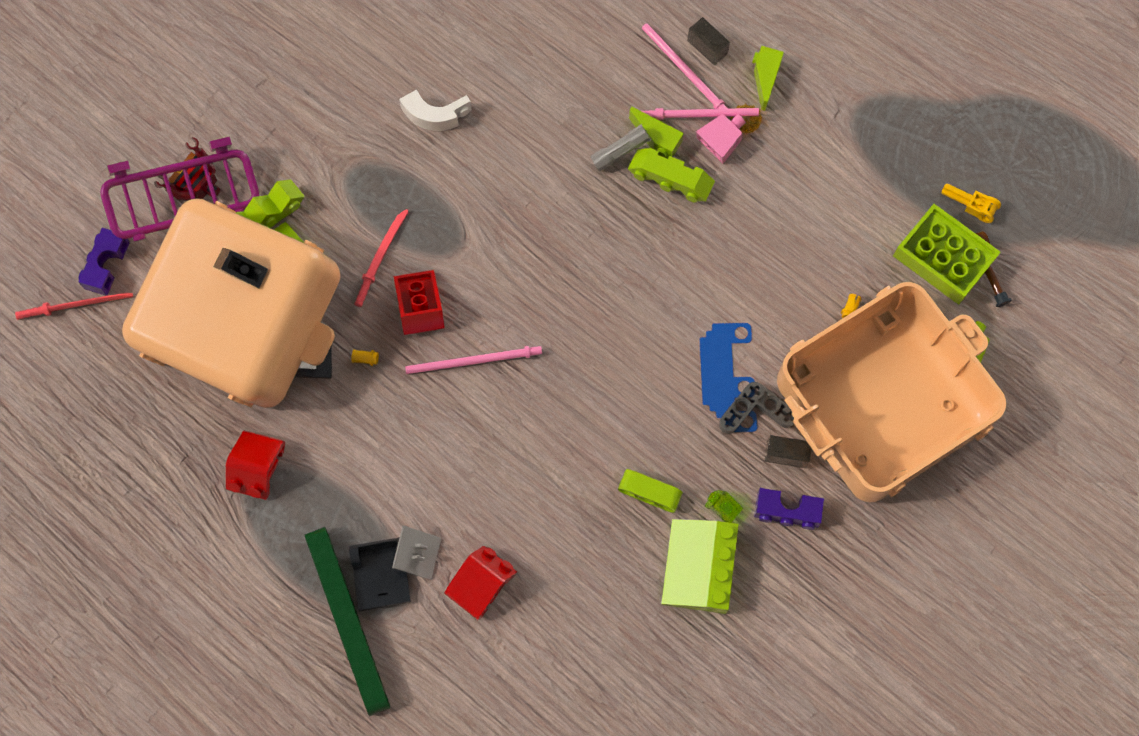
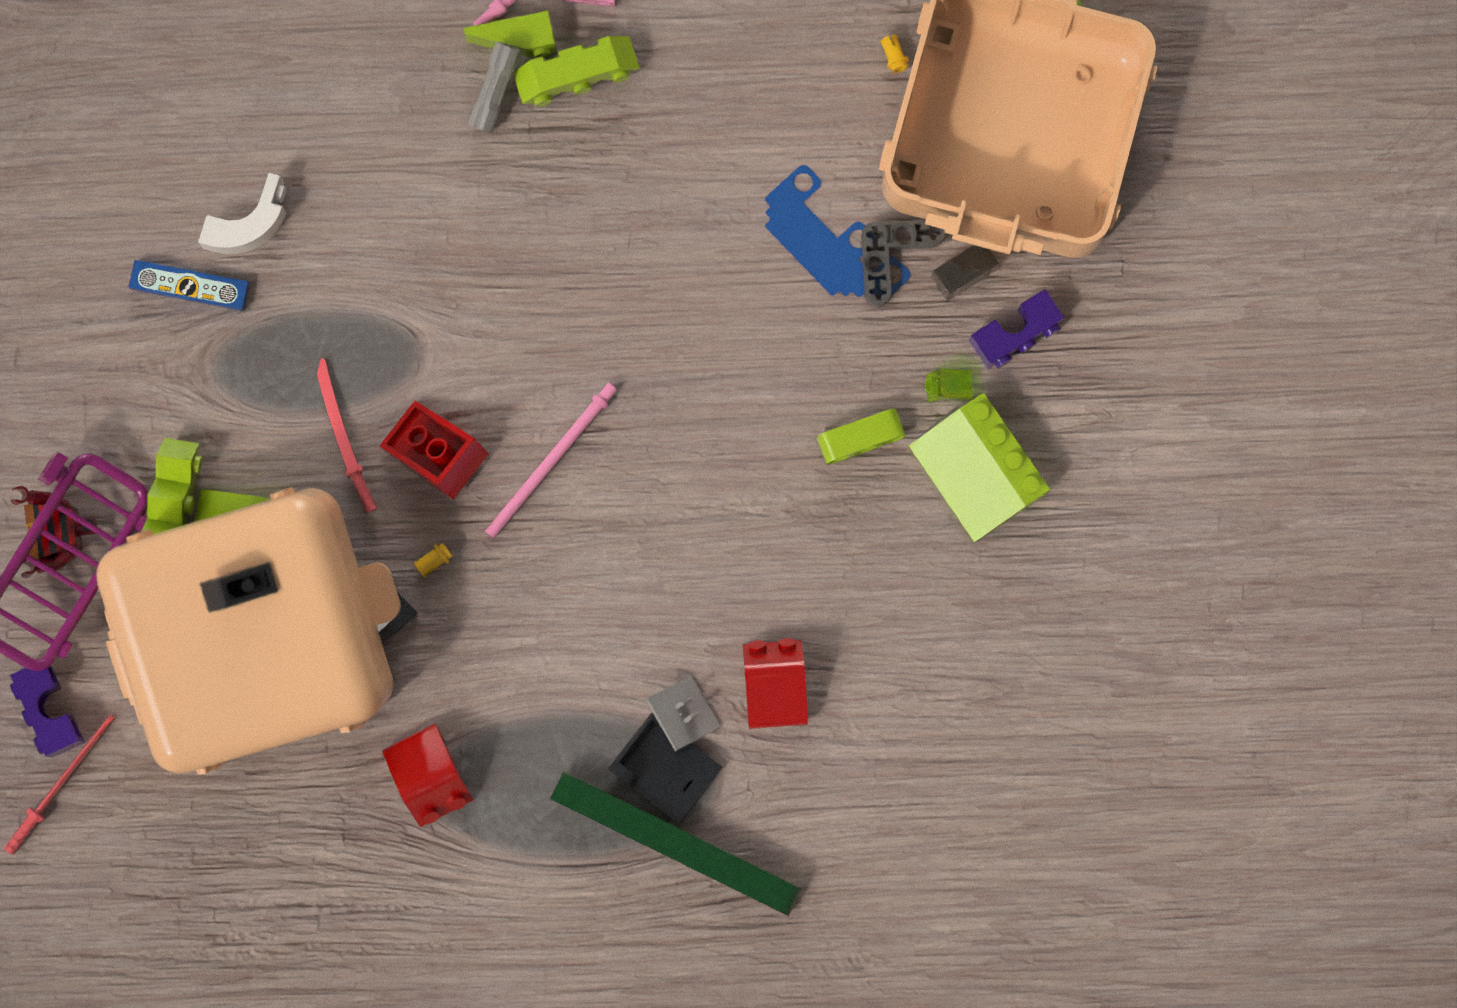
camera: 40 degrees left, 10 degrees up
(376, 119) = (189, 285): none -> tile

